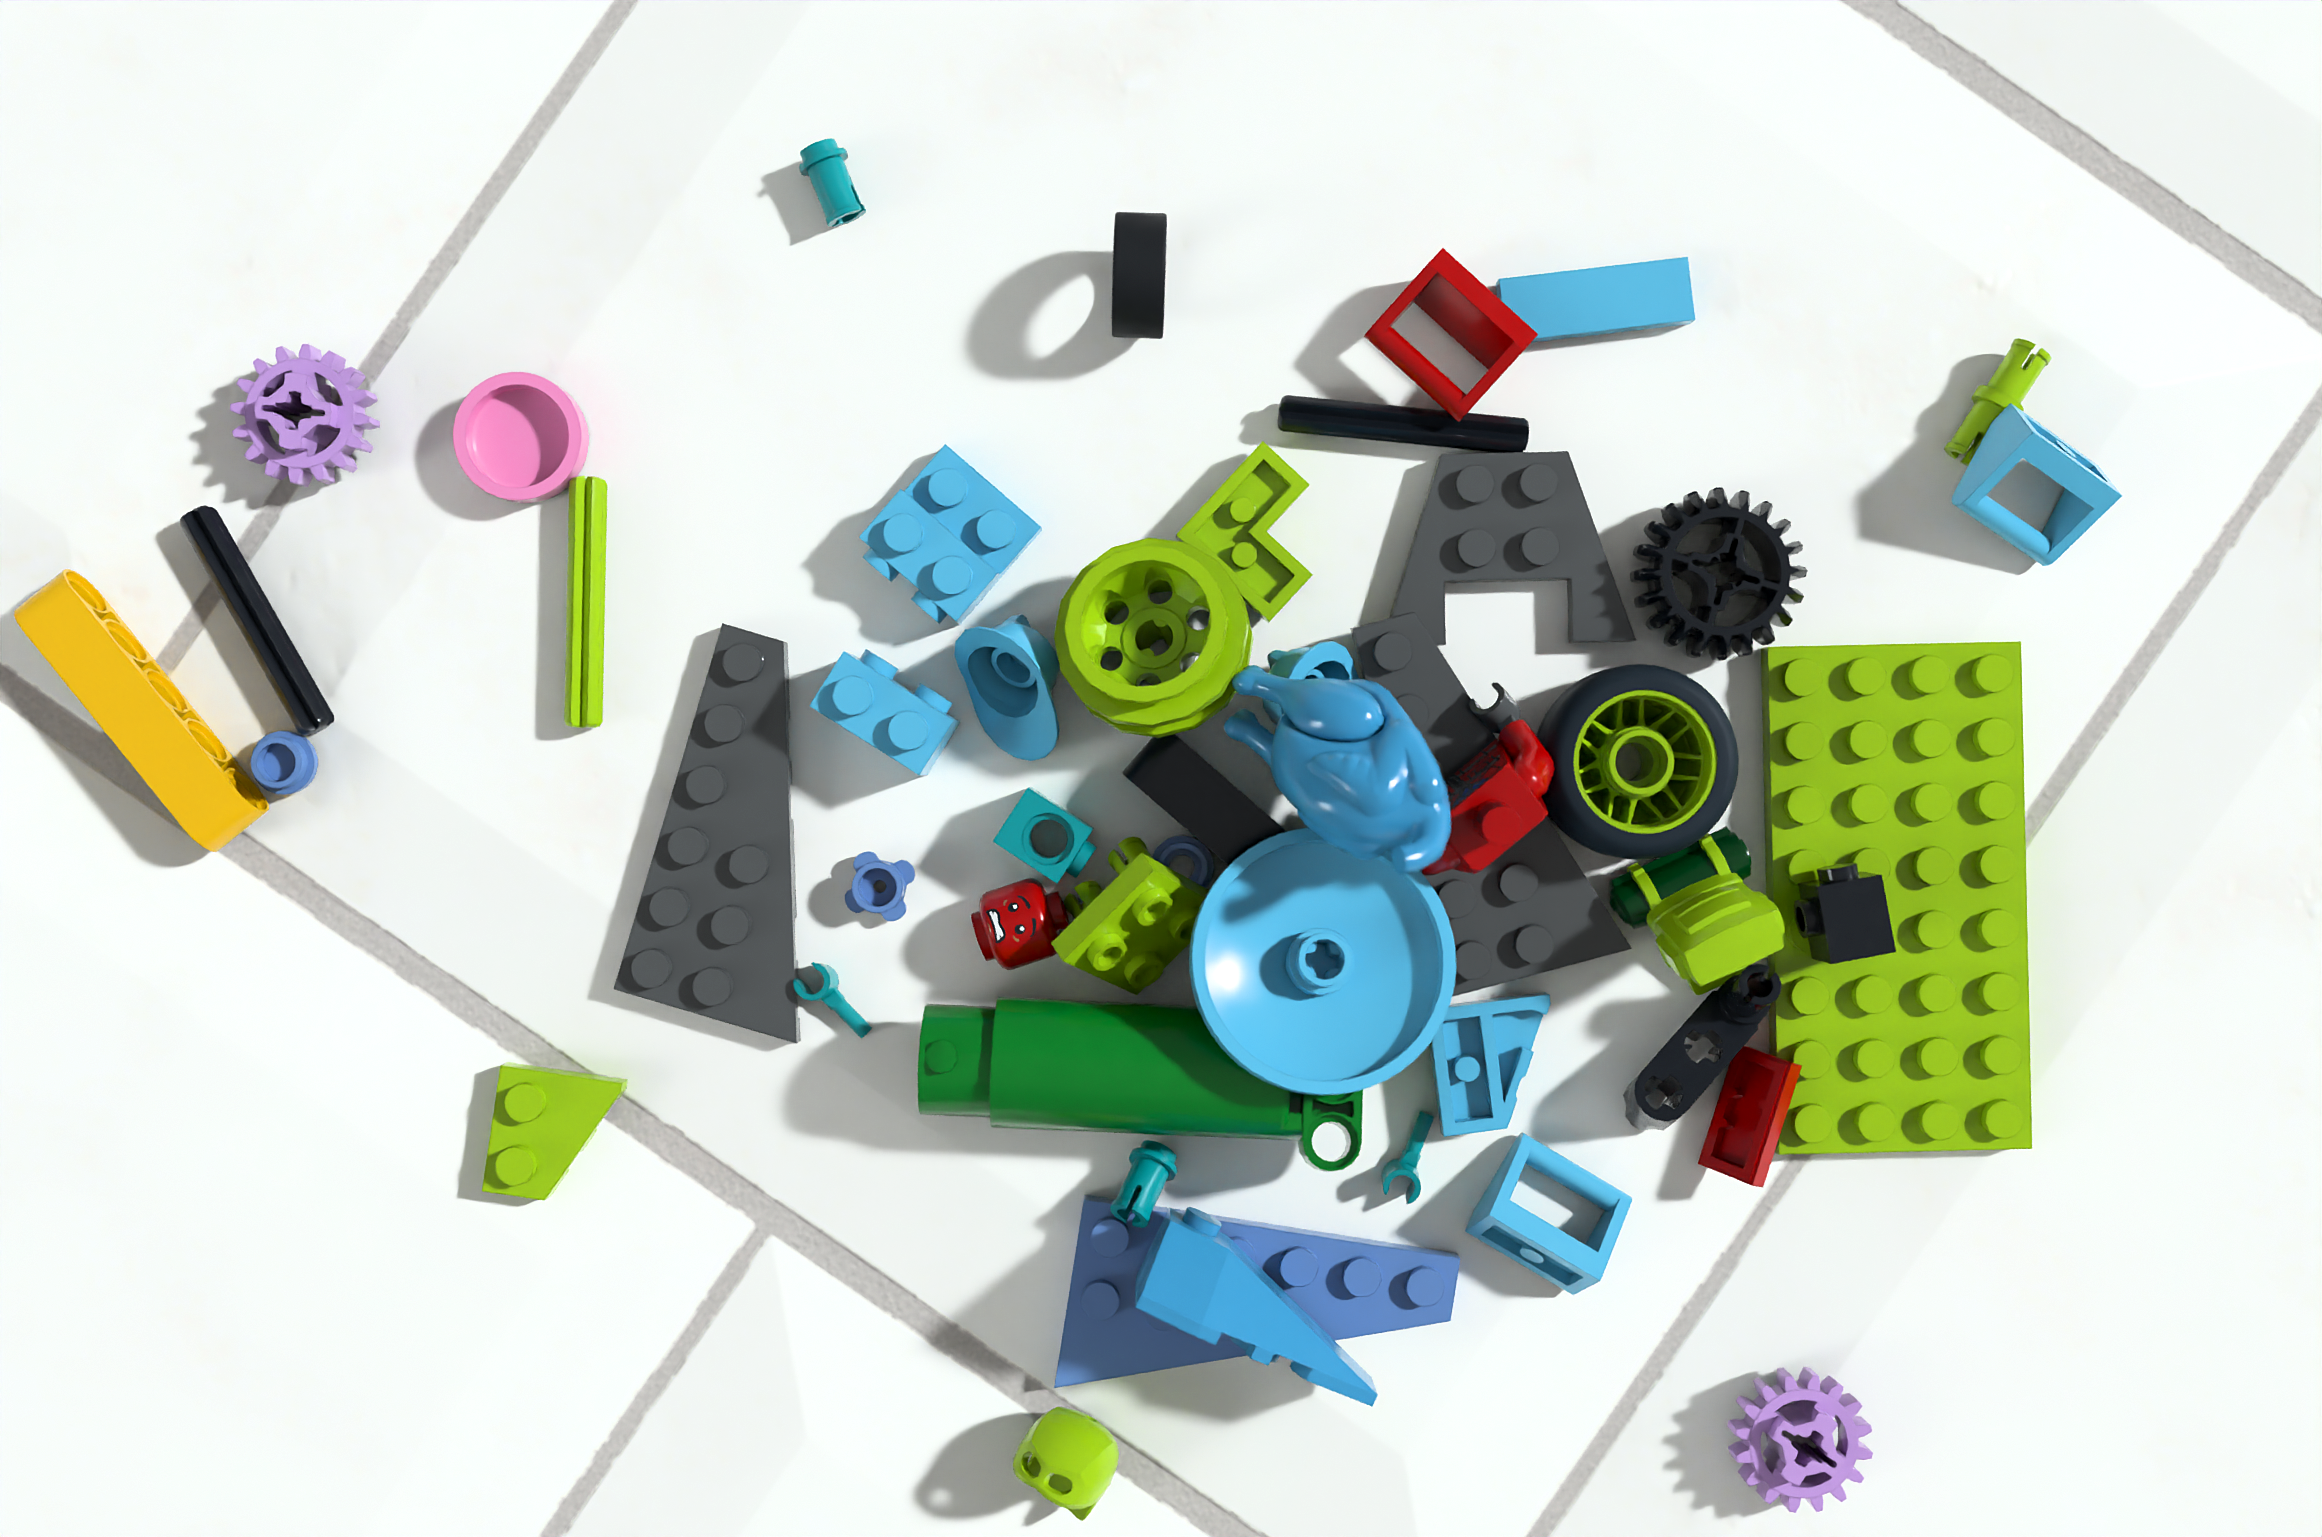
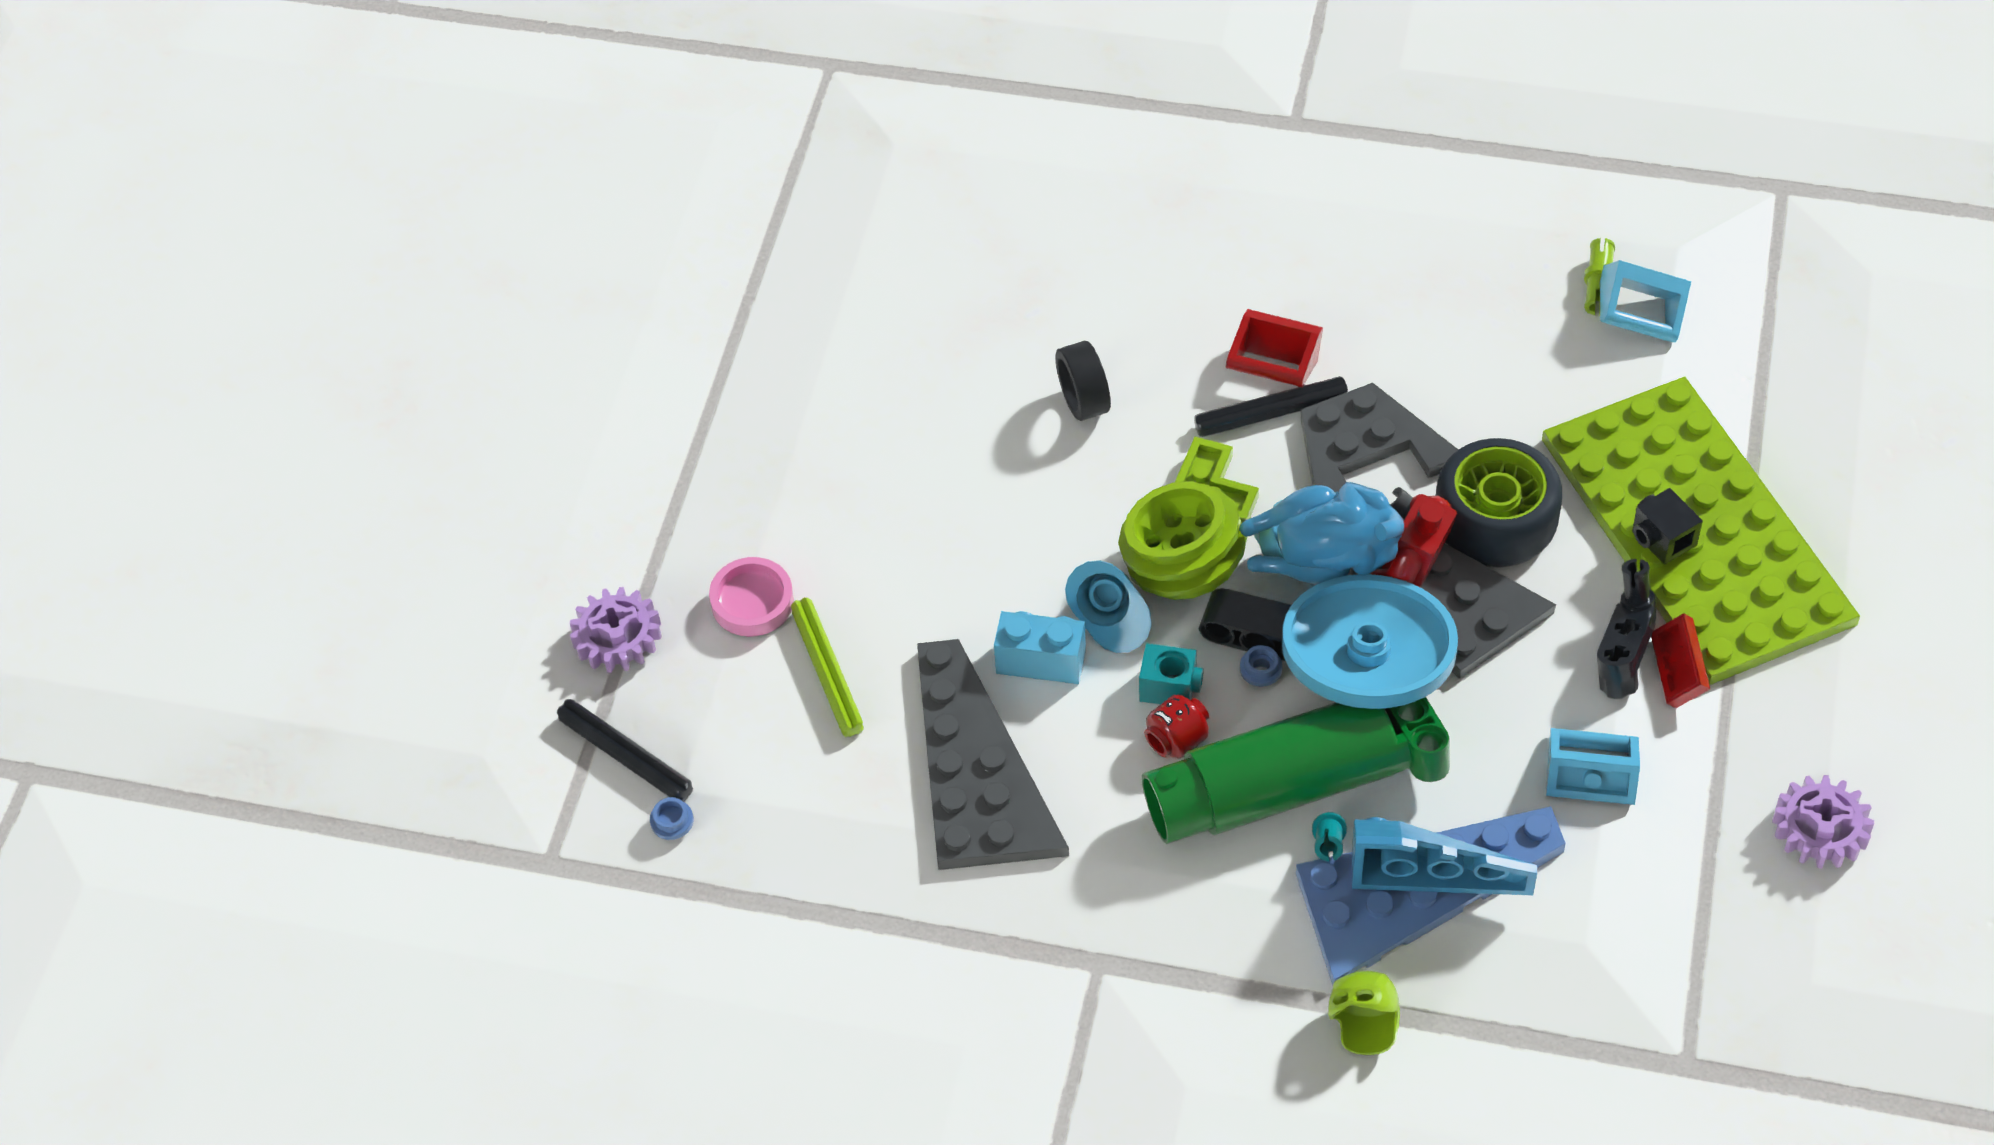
camera: 15 degrees left, 35 degrees down
(141, 710) = (572, 820): yellow beam -> none
(542, 1126) = (925, 961): lime wing -> none
(831, 181) = (874, 405): teal pin -> none
(833, 999) = (1073, 818): teal hand -> none
(865, 897) = (1079, 735): medium blue plate -> none
(948, 536) = (1033, 554): medium azure plate -> none
(1134, 923) = (1248, 683): lime plate -> none
(1409, 1159) = (1489, 770): teal hand -> none
(1481, 1060) = (1499, 694): medium azure wing -> none
(1602, 299) = (1356, 309): medium azure tile -> none
(1701, 910) = (1578, 559): lime piece -> none
(1728, 548) = (1492, 402): black gear -> none

